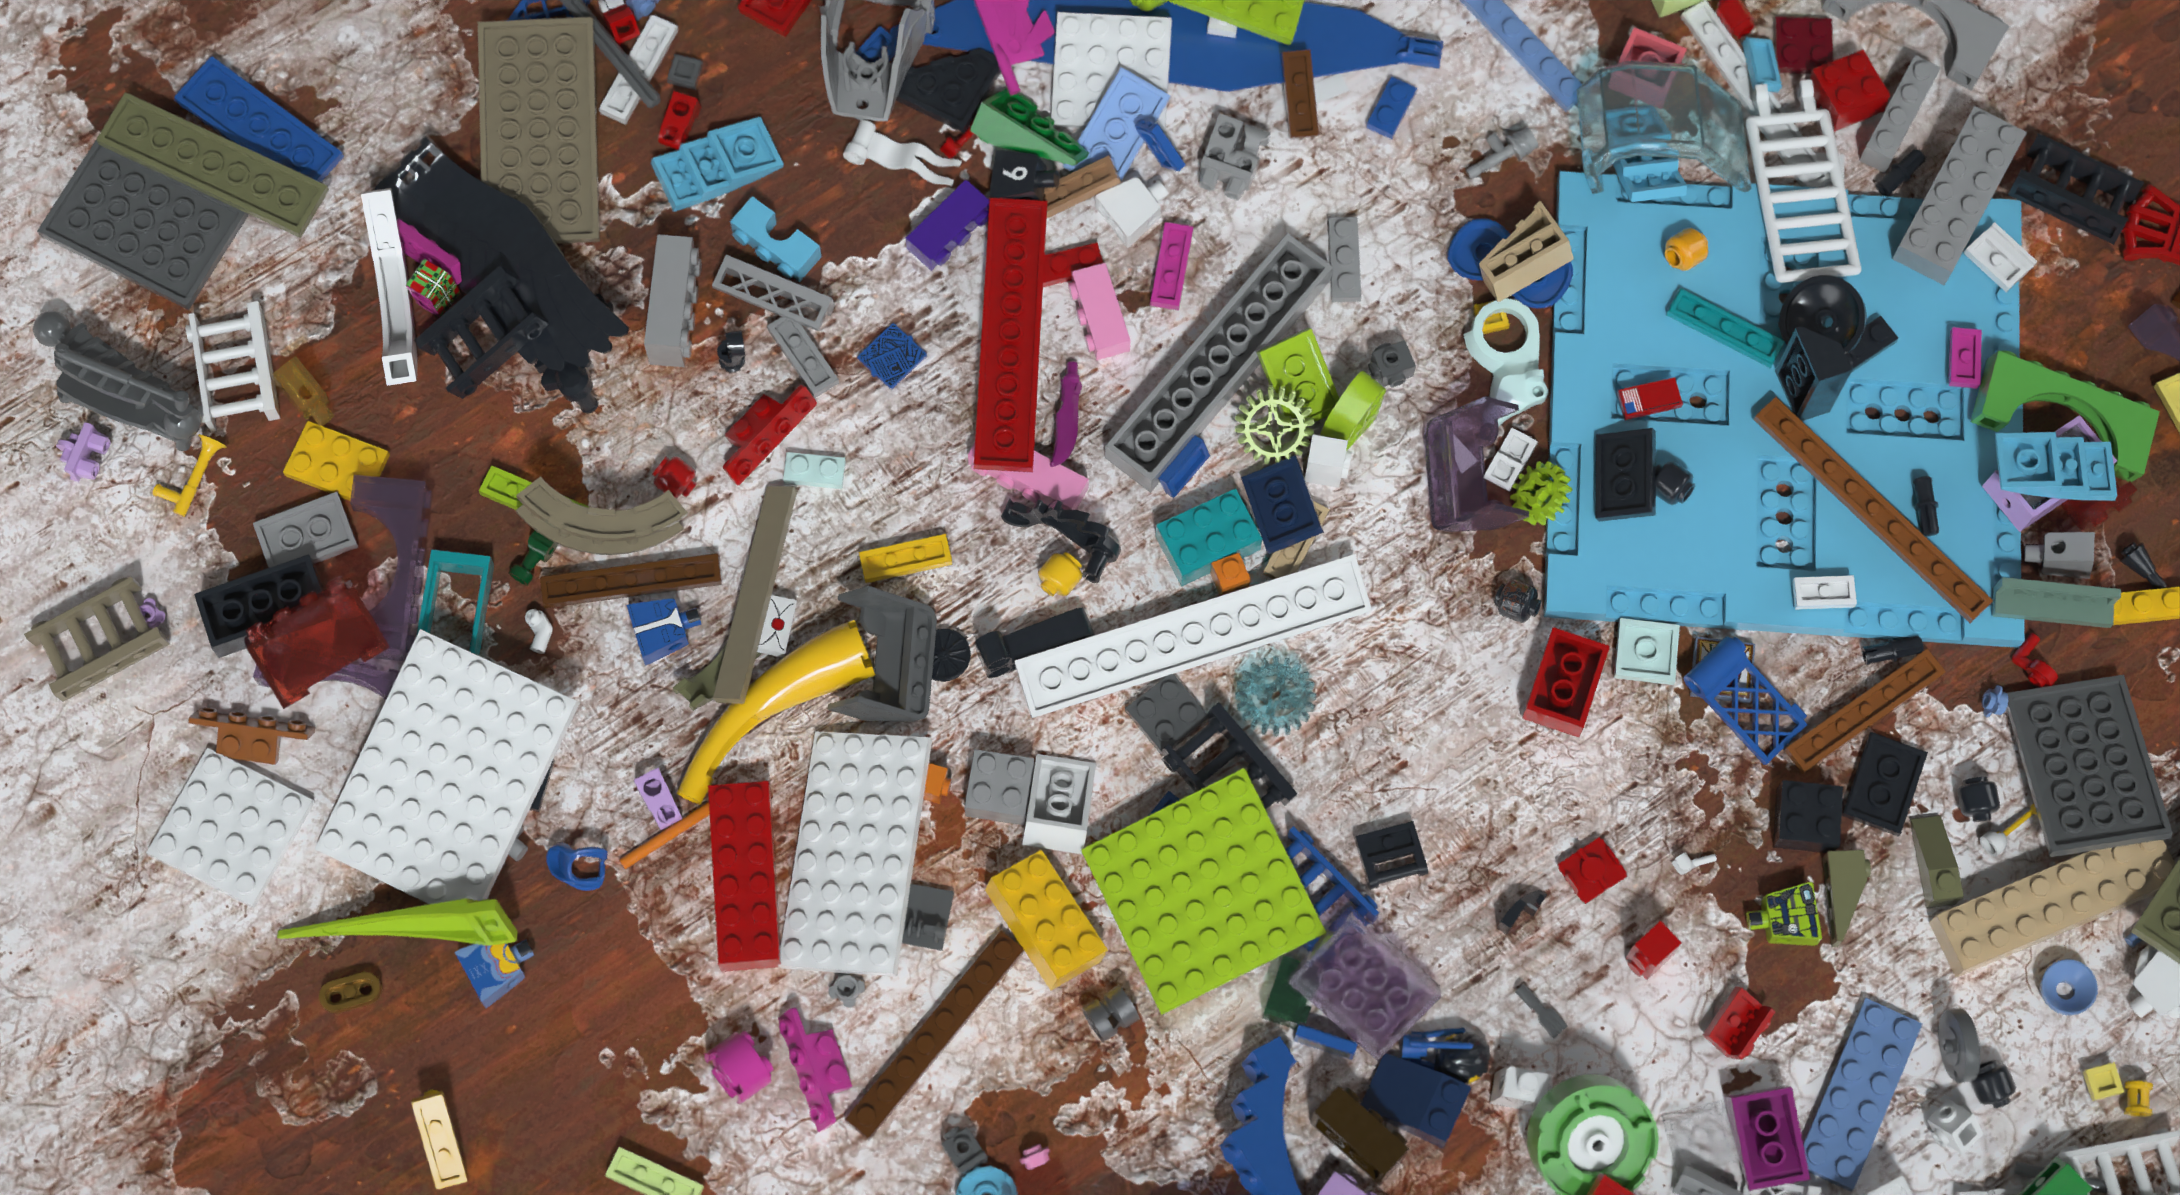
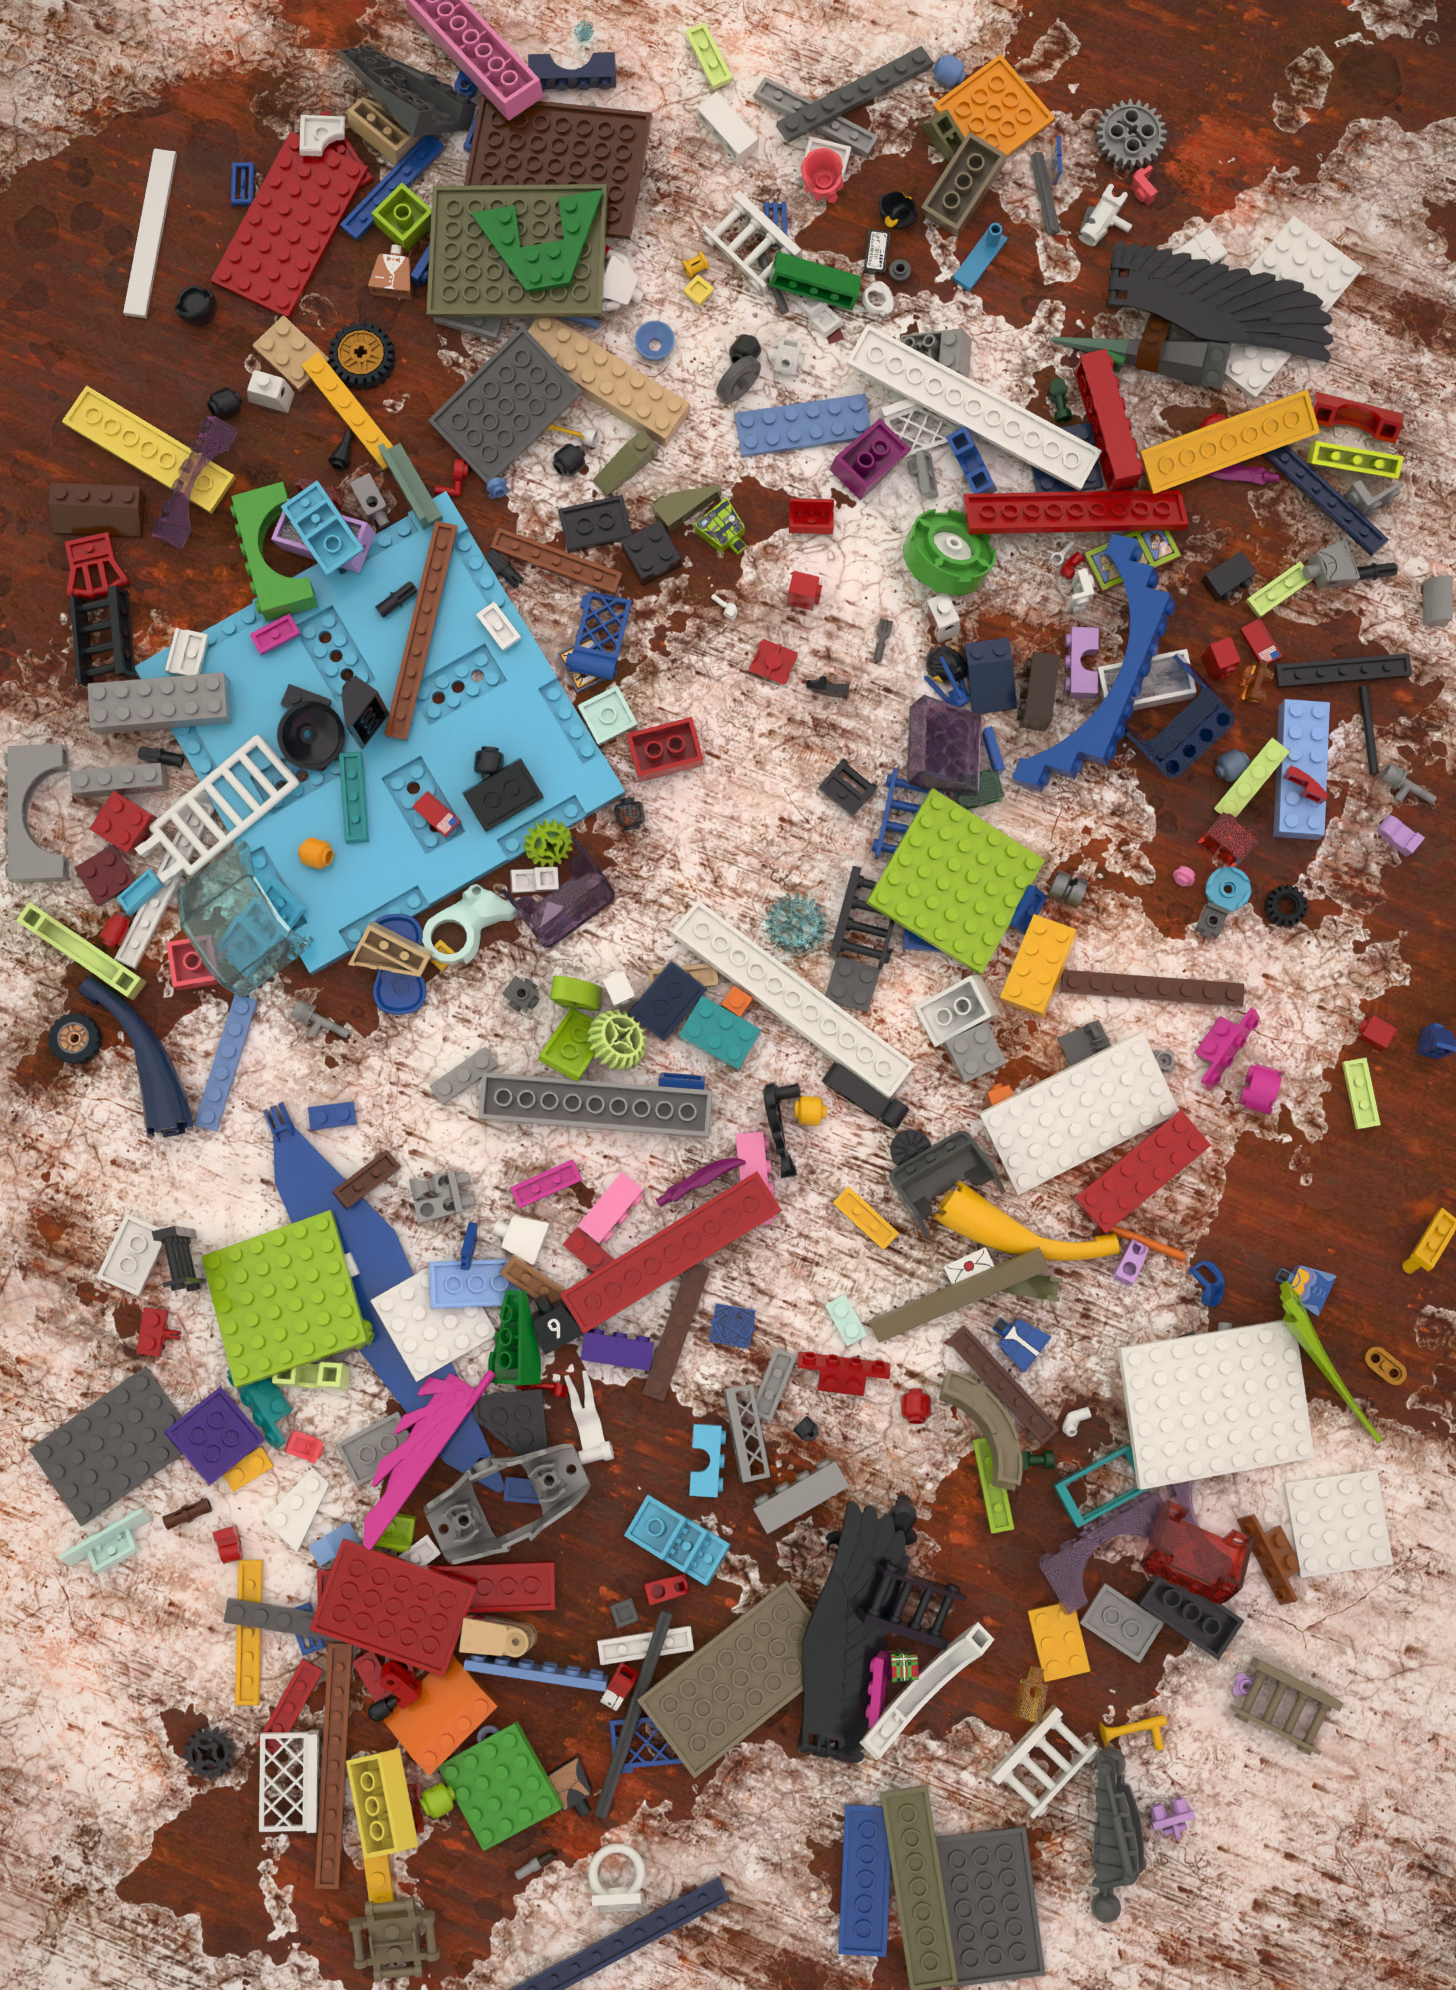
camera: 125 degrees left, 10 degrees up
(926, 296) = (675, 1332): none -> reddish brown plate
(1120, 957) = (1028, 906): none -> blue plate

